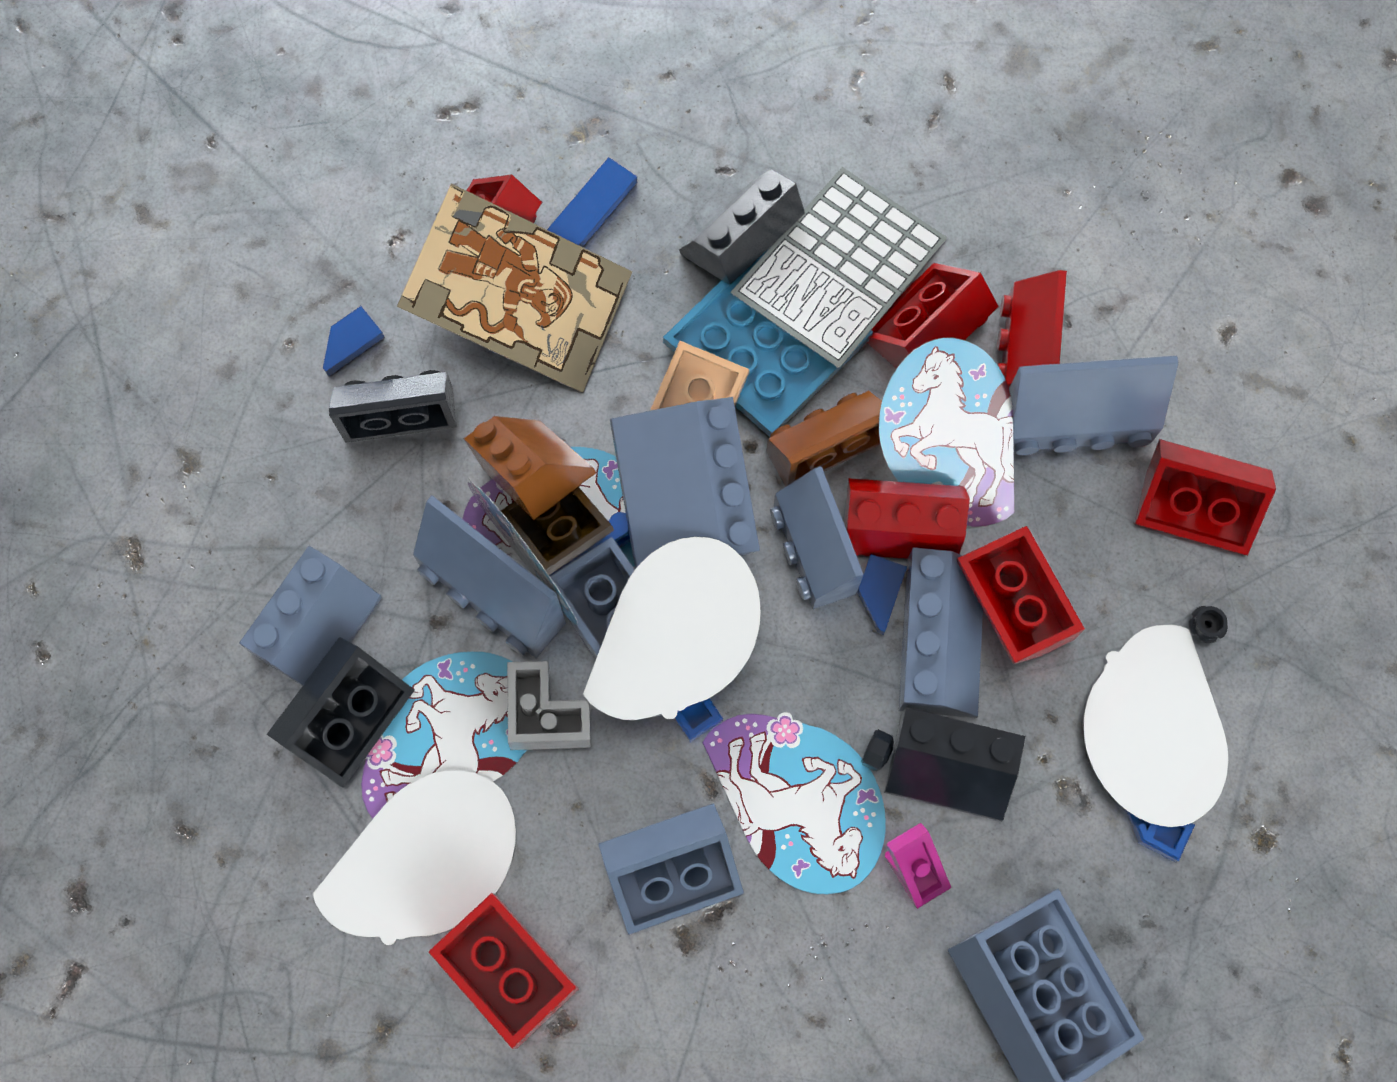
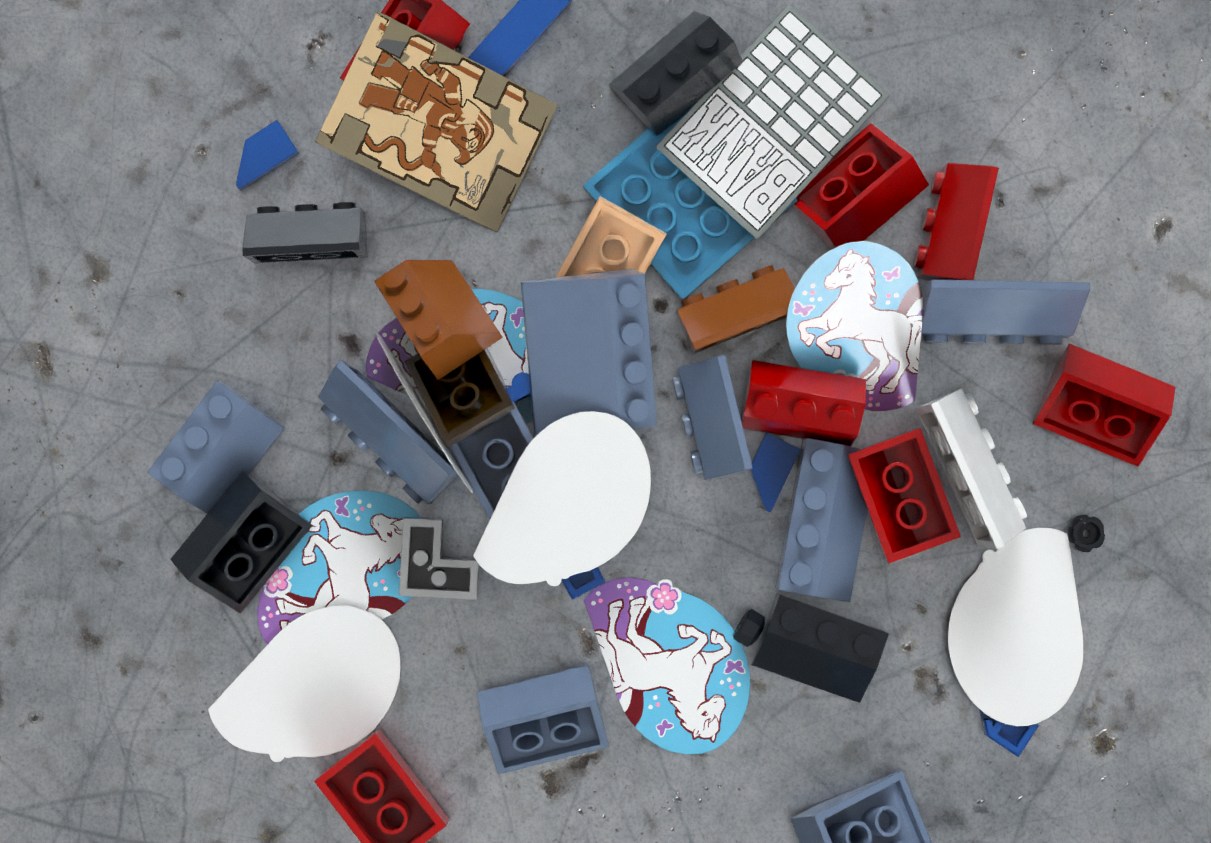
camera: 10 degrees right, 15 degrees up
(917, 865) = (773, 740): dark pink slope -> none
(1081, 566) = (971, 469): none -> white slope

